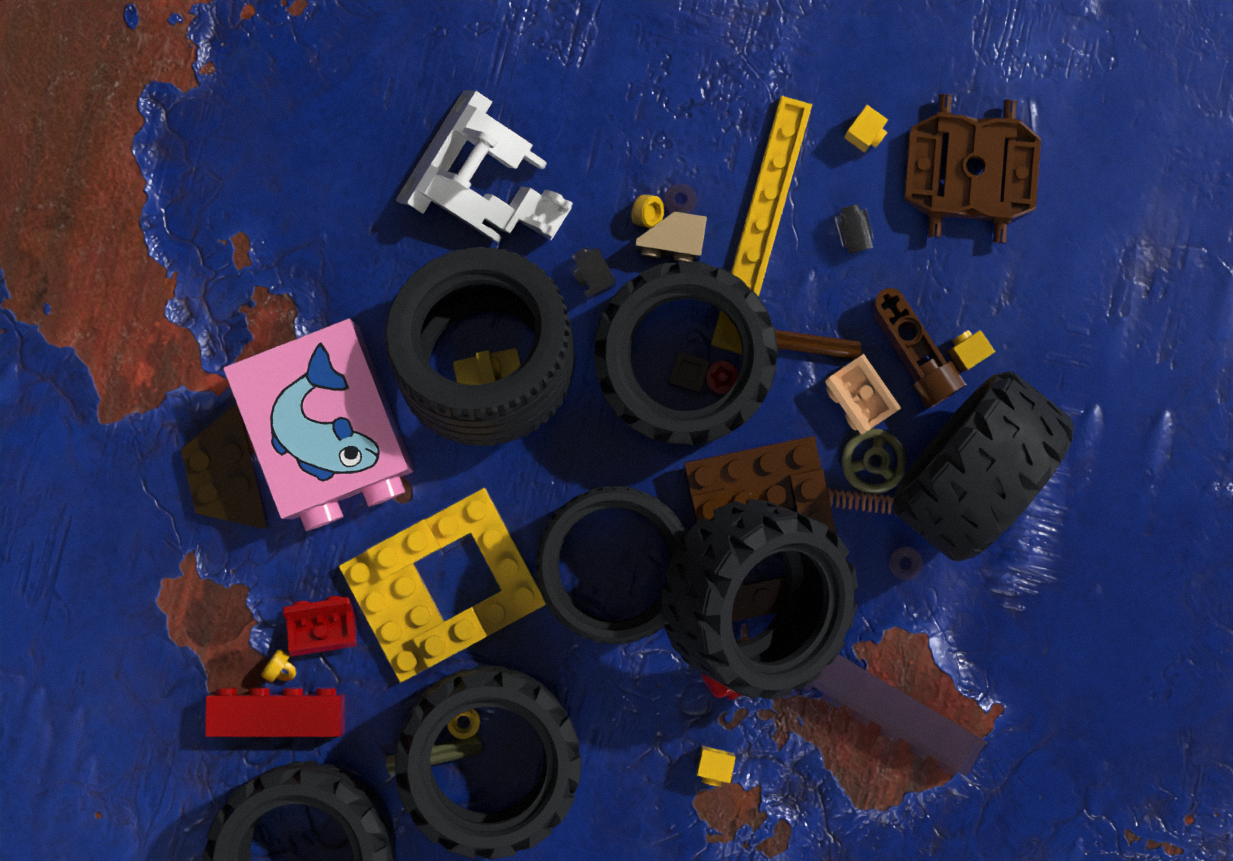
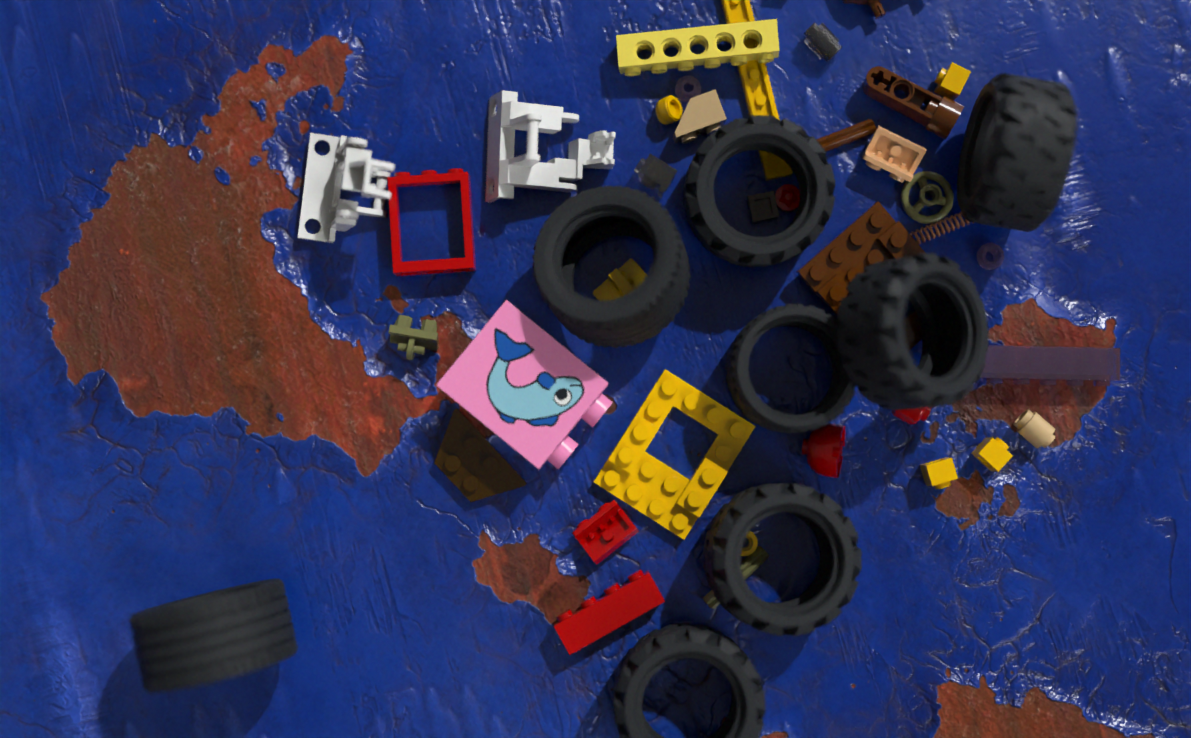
camera: 30 degrees left, 0 degrees up
(233, 307) = (411, 339): none -> olive hips
(249, 82) = (323, 186): none -> white container
(275, 665) = (588, 577): yellow tile -> none
(369, 197) = (436, 266): none -> red window
(605, 671) = (825, 449): none -> red cylinder
(642, 119) = (762, 31): none -> light yellow brick
(785, 777) = (992, 453): none -> yellow plate
(846, 777) = (1035, 429): none -> tan brick

